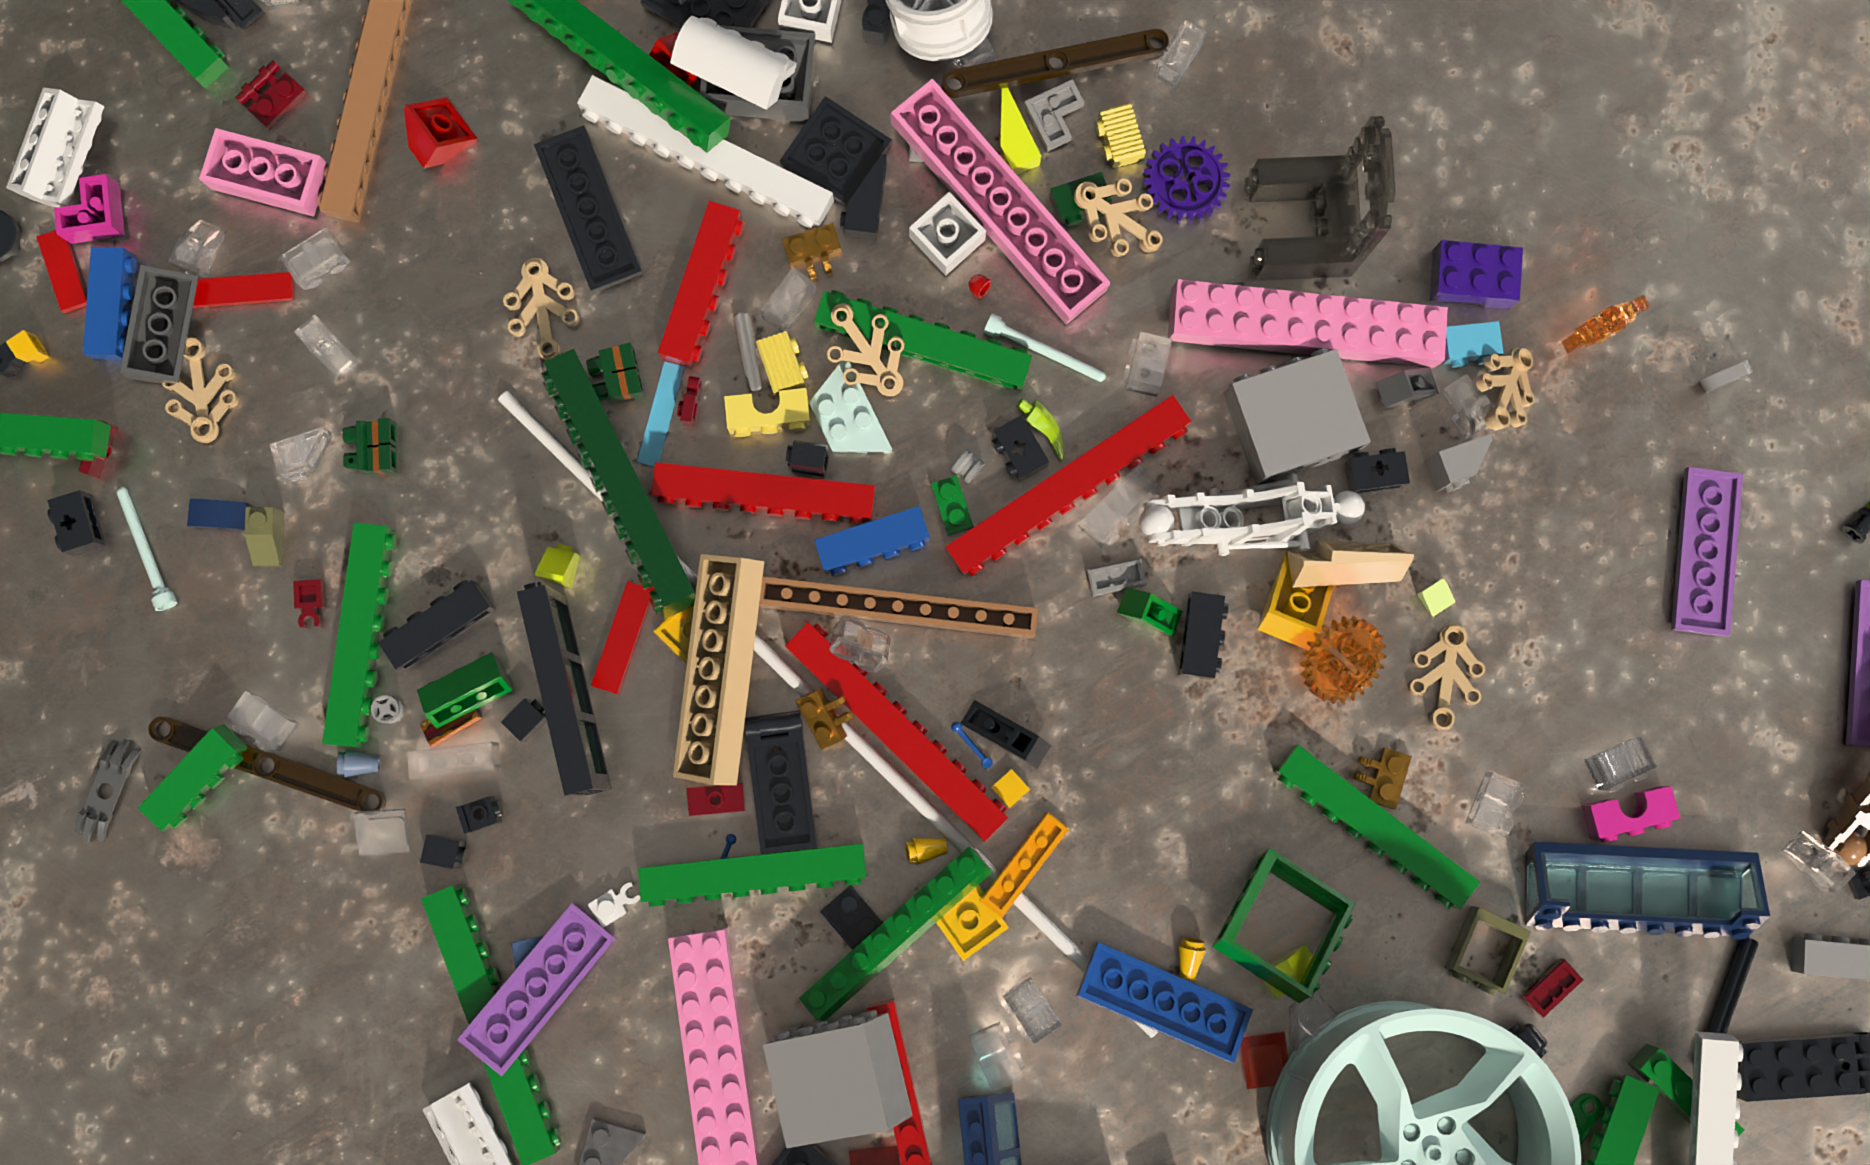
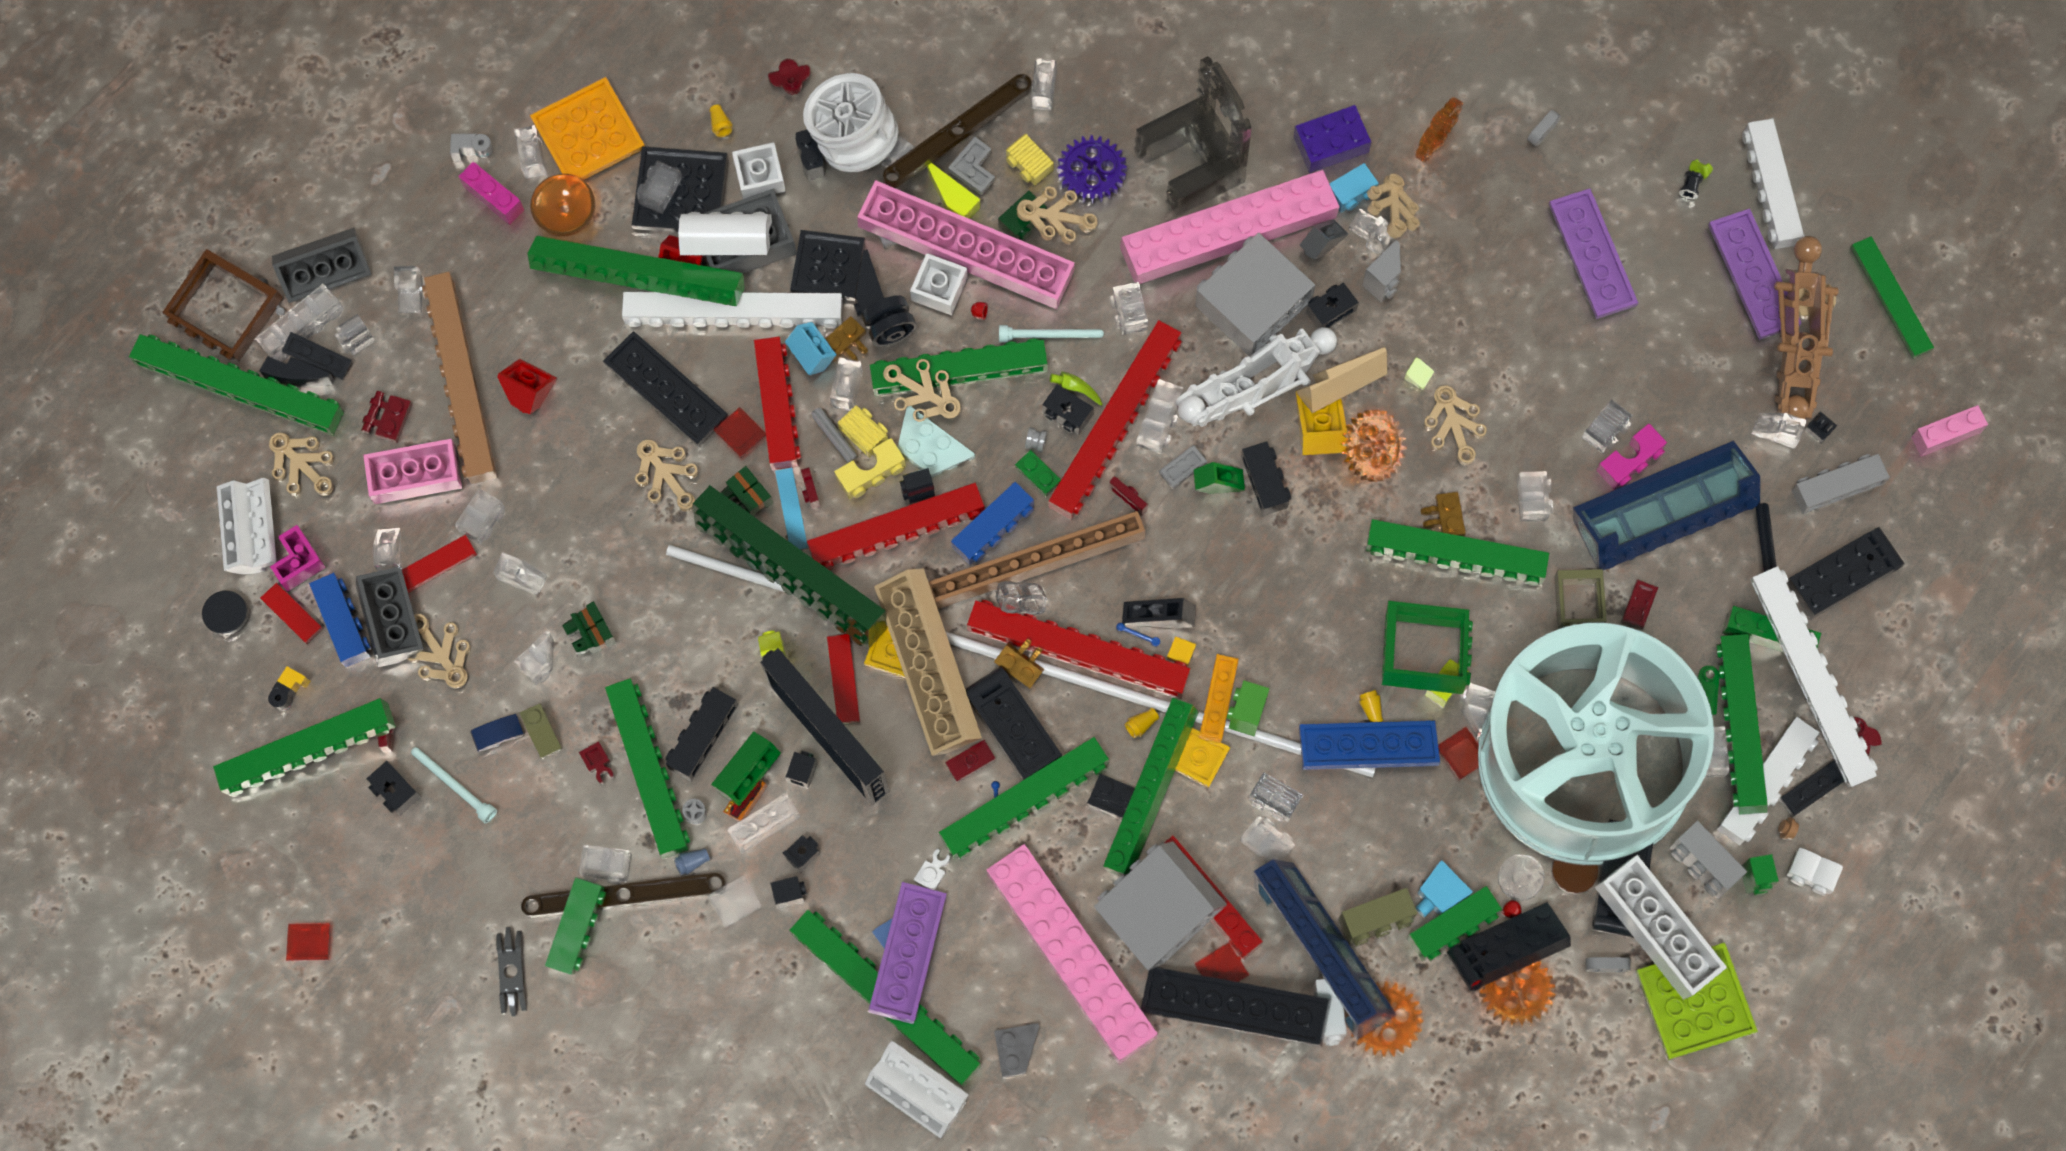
camera: 20 degrees left, 10 degrees down
(152, 101) = (299, 461): none -> tan plant
(645, 299) = (740, 432): none -> clear red piece
(768, 240) = (810, 348): none -> medium azure brick
(869, 250) = (889, 320): none -> black wheel
(1039, 580) = (1128, 495): none -> dark red plate
(1050, 894) = (1248, 708): none -> bright green brick

